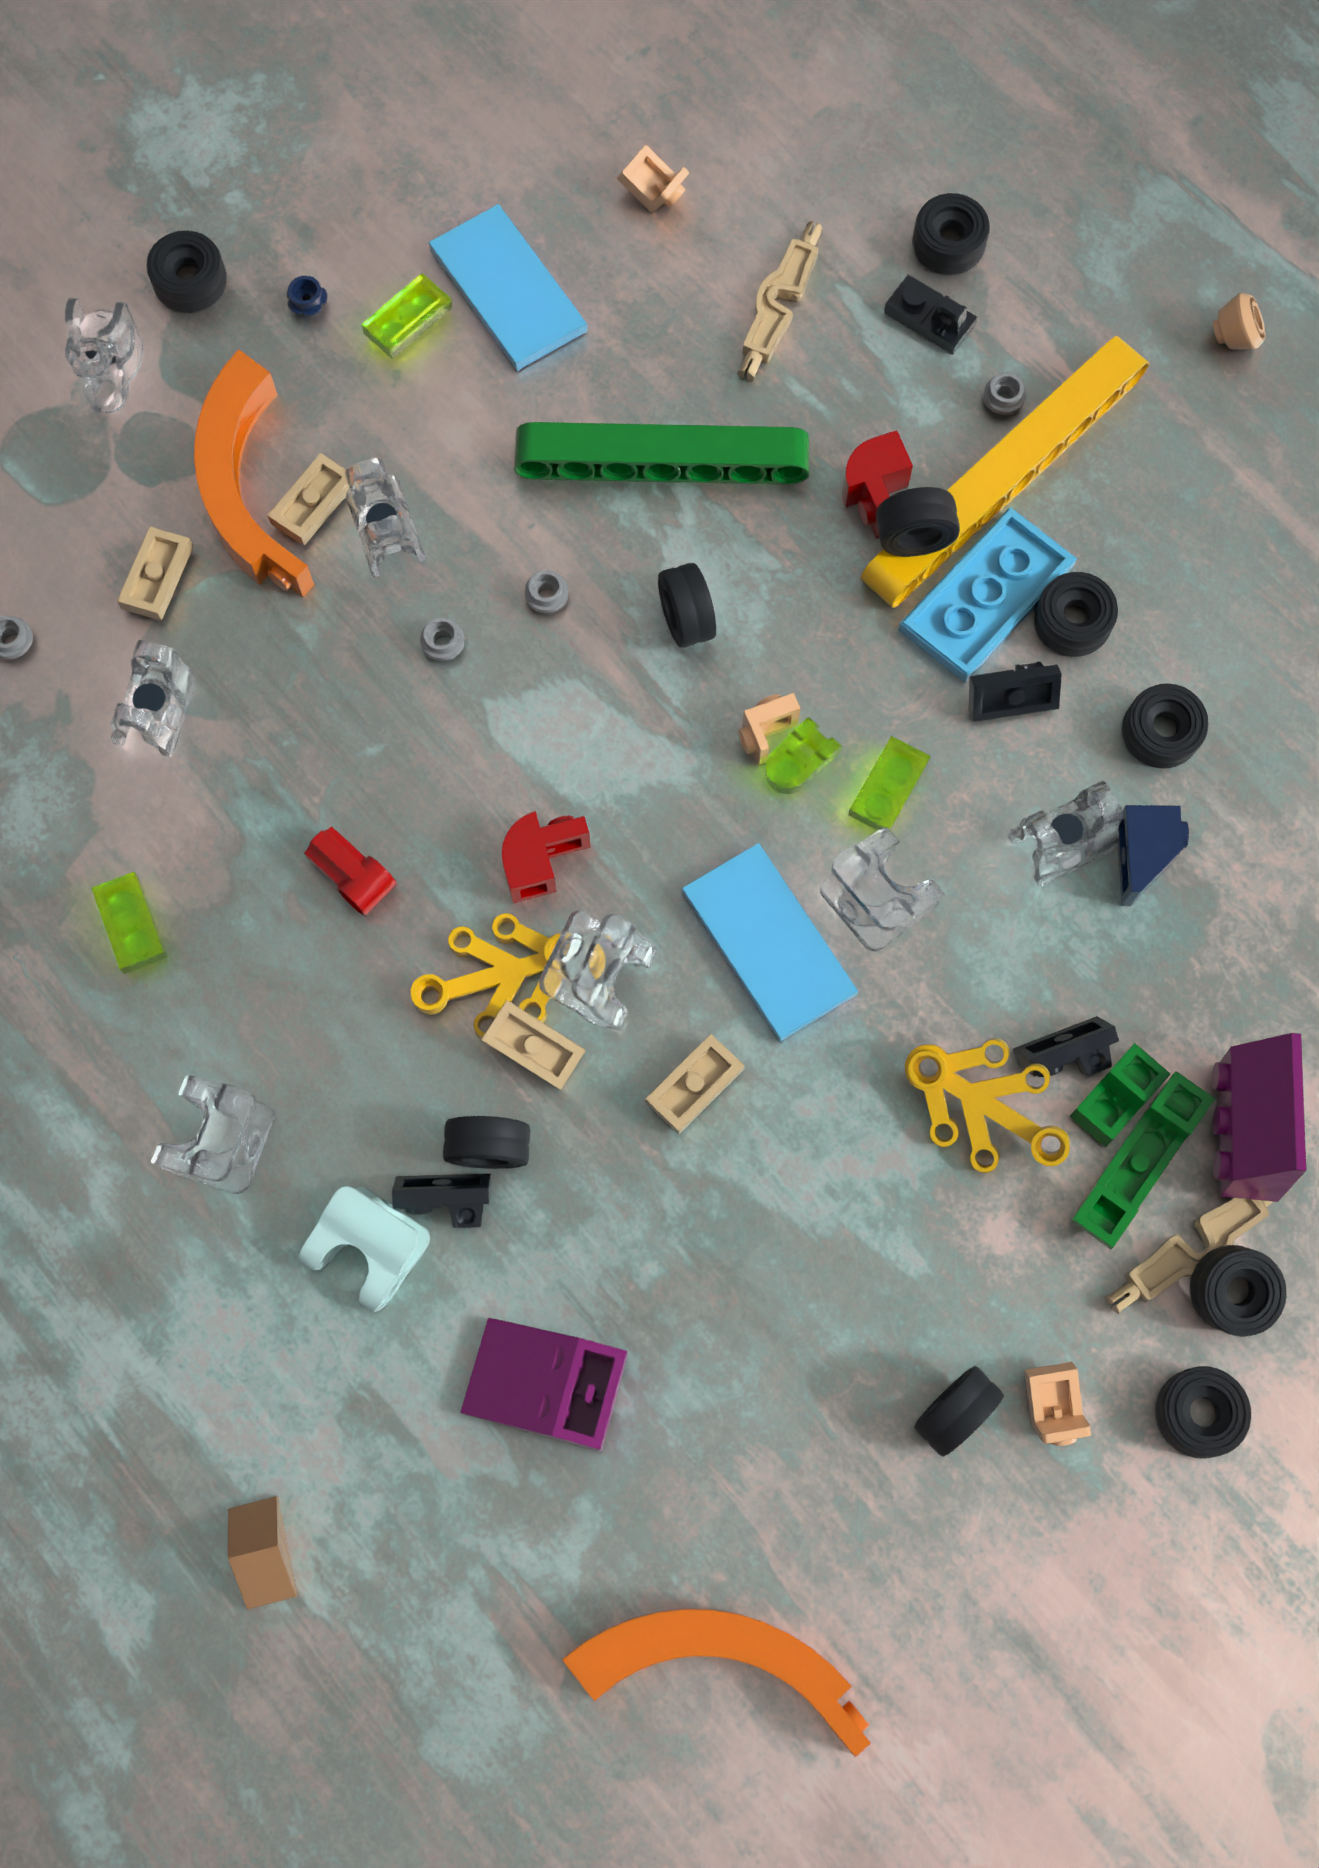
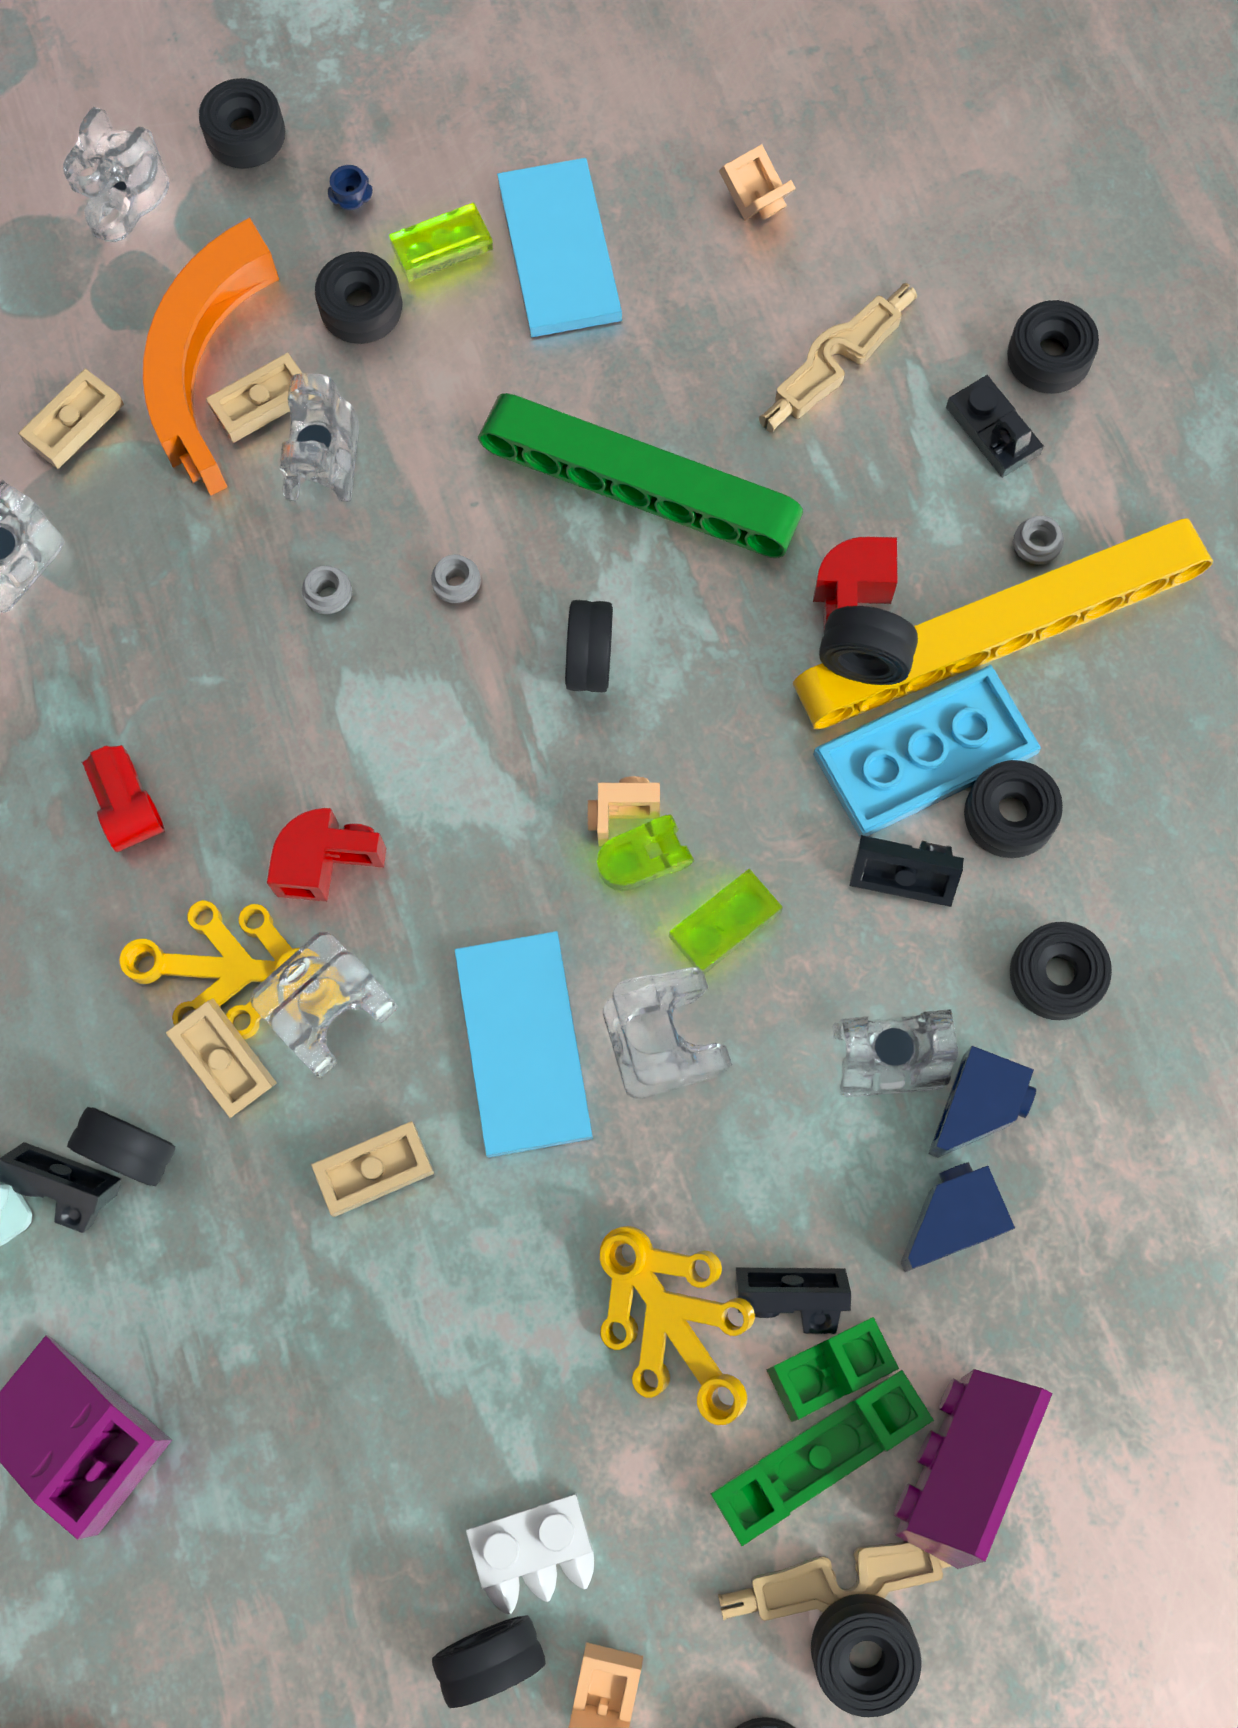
camera: 25 degrees right, 0 degrees up
(351, 364) = (358, 272): none -> black tyre
(948, 1322) = (530, 1547): none -> white plate
(1166, 941) = (957, 1216): none -> dark blue slope

